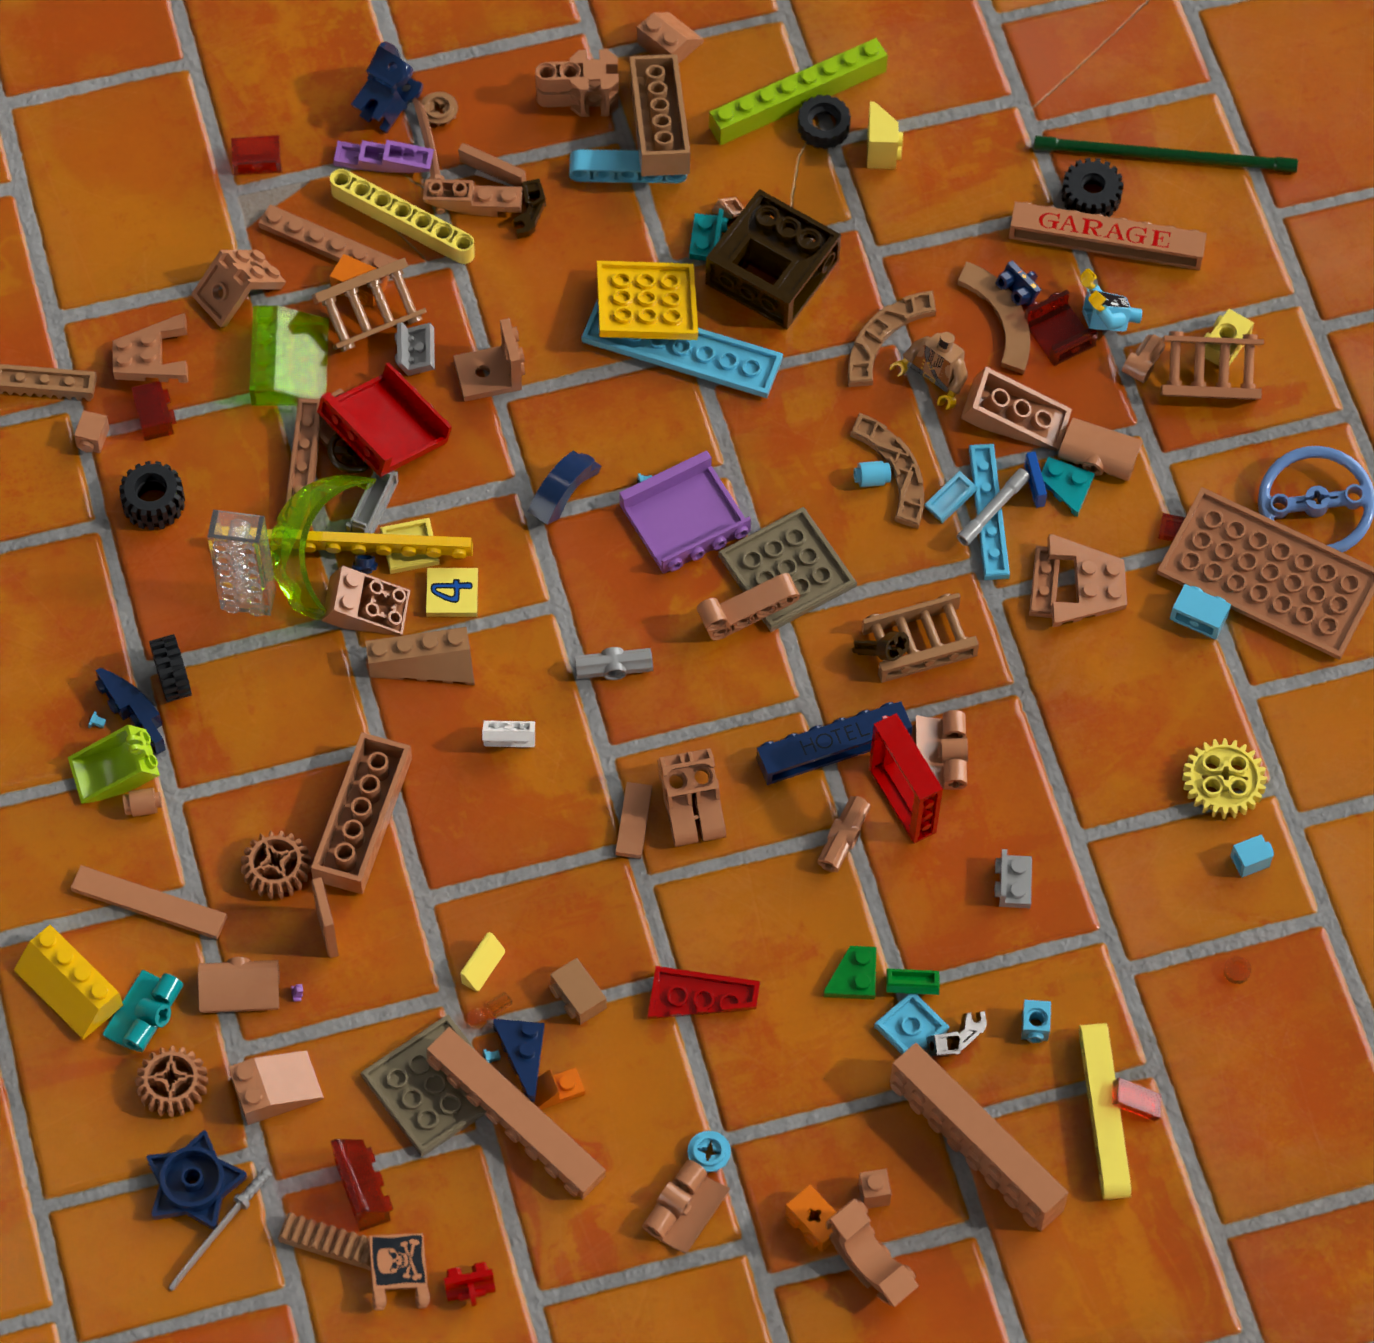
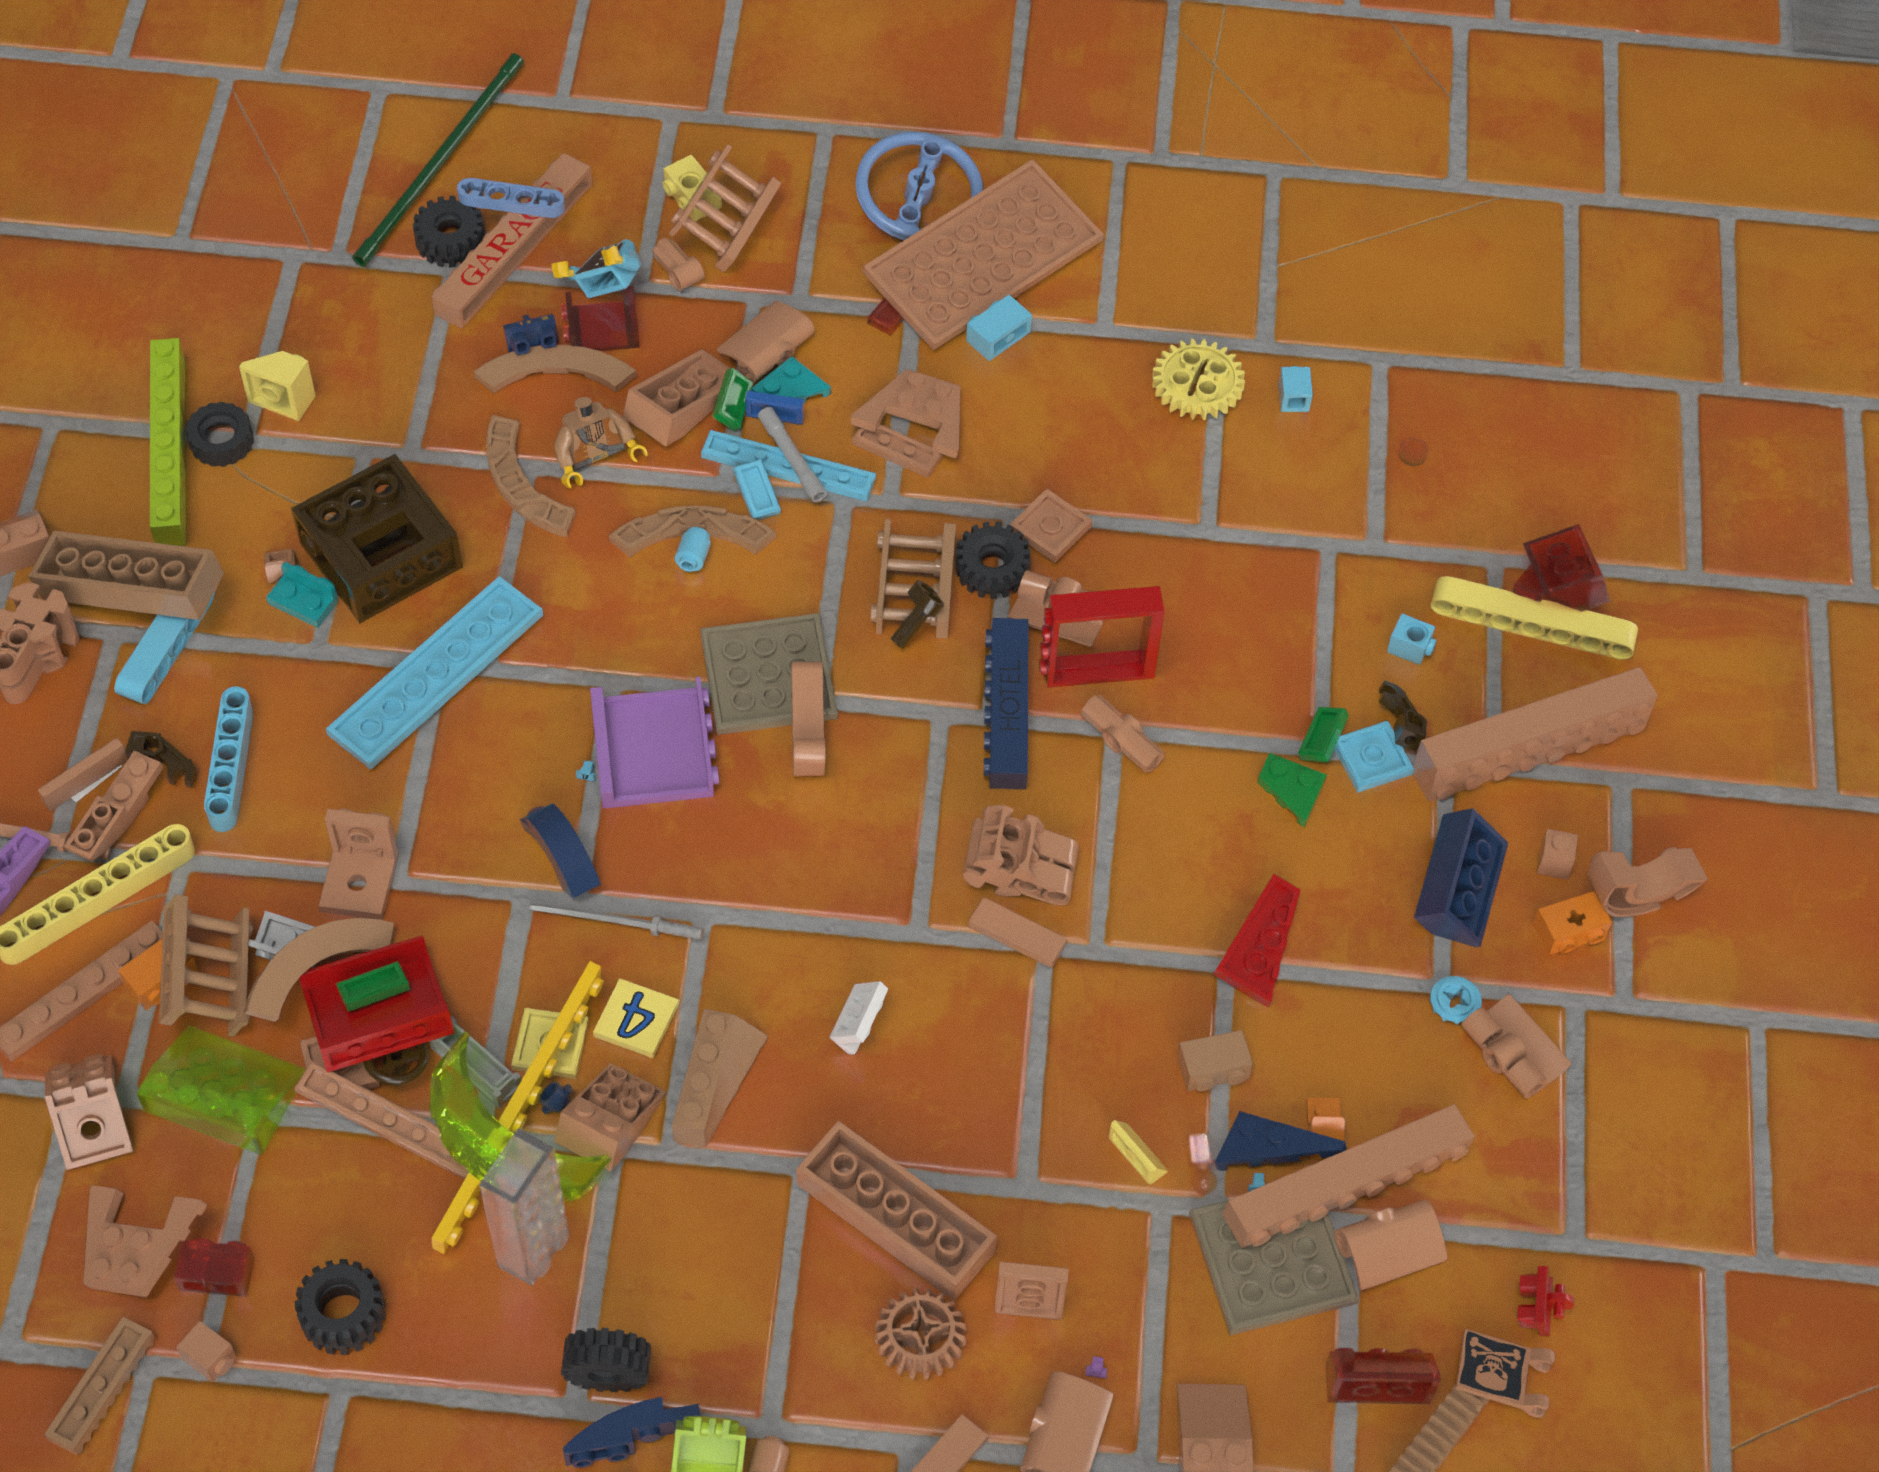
camera: 70 degrees left, 5 degrees down
(398, 413) = (372, 986): none -> green tile
(406, 360) = (305, 951): none -> medium nougat tile
(473, 1162) = (1393, 1243): none -> nougat panel
(532, 575) = (657, 925): none -> light grey sword
(554, 240) = (233, 770): none -> medium azure beam
(613, 663) = (812, 881): light grey piece -> none
(646, 300) = (361, 678): yellow plate -> none
(821, 1124) = (1461, 878): none -> dark blue slope
(969, 670) = (992, 542): none -> black tyre
(1015, 880) = (1238, 602): light grey bracket -> none
(1018, 446) = (731, 399): none -> green tile
(1020, 717) = (1051, 525): none -> nougat plate
(1135, 214) = (512, 194): none -> medium blue beam
(1156, 1117) = (1567, 569): none -> clear red slope

